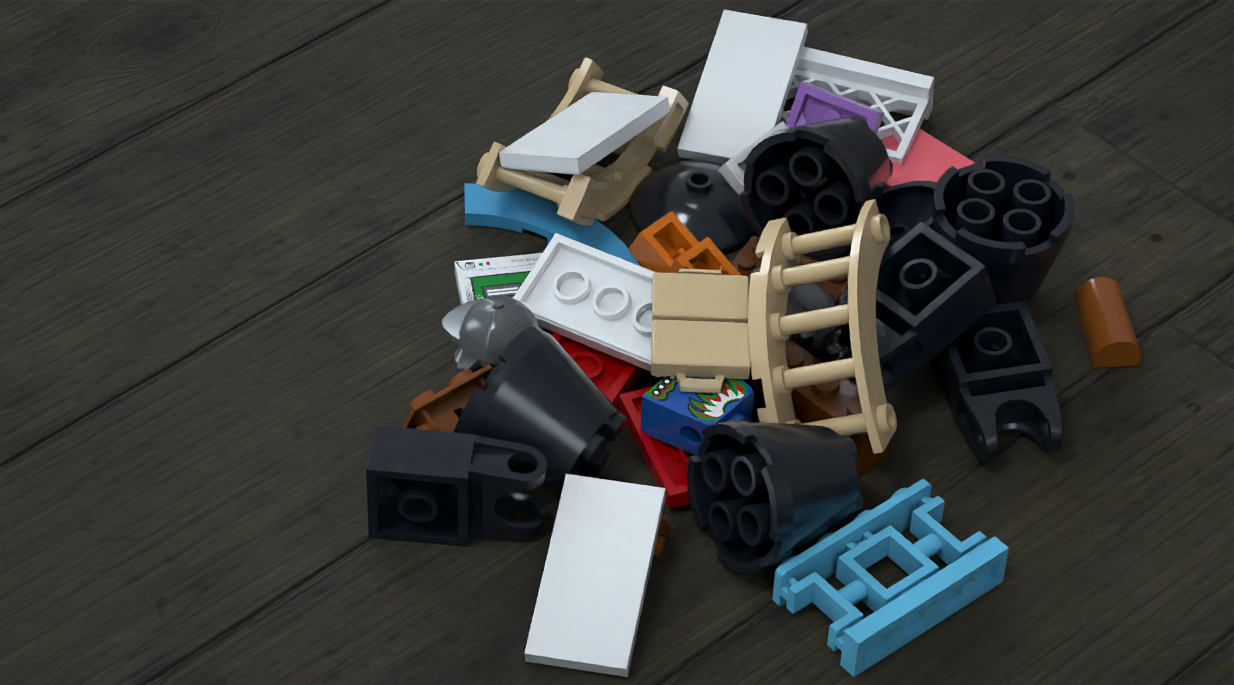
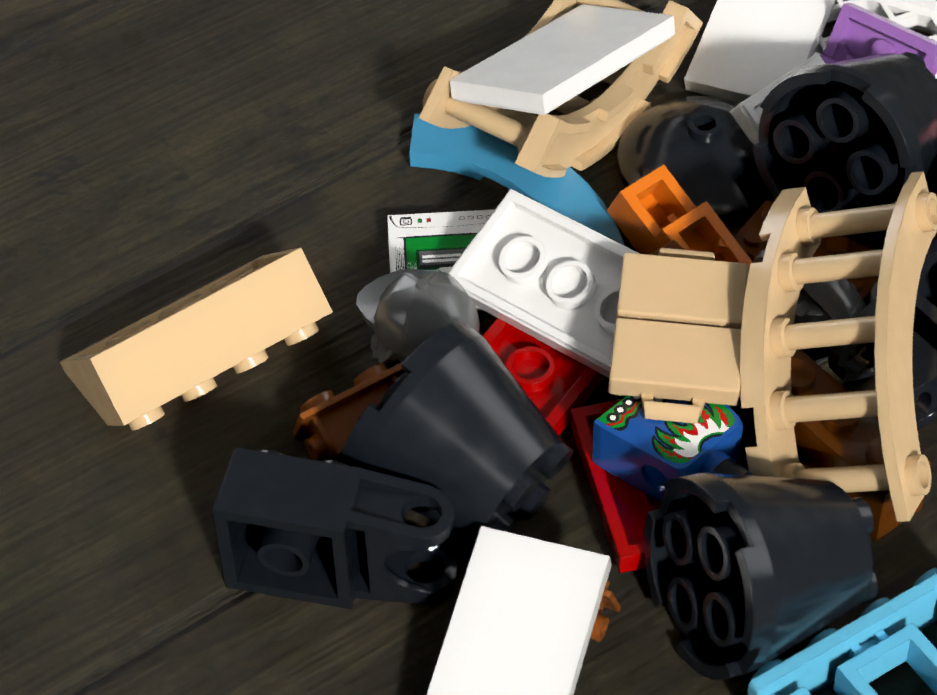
camera: 10 degrees right, 5 degrees up
(320, 359) = (199, 338): none -> slope

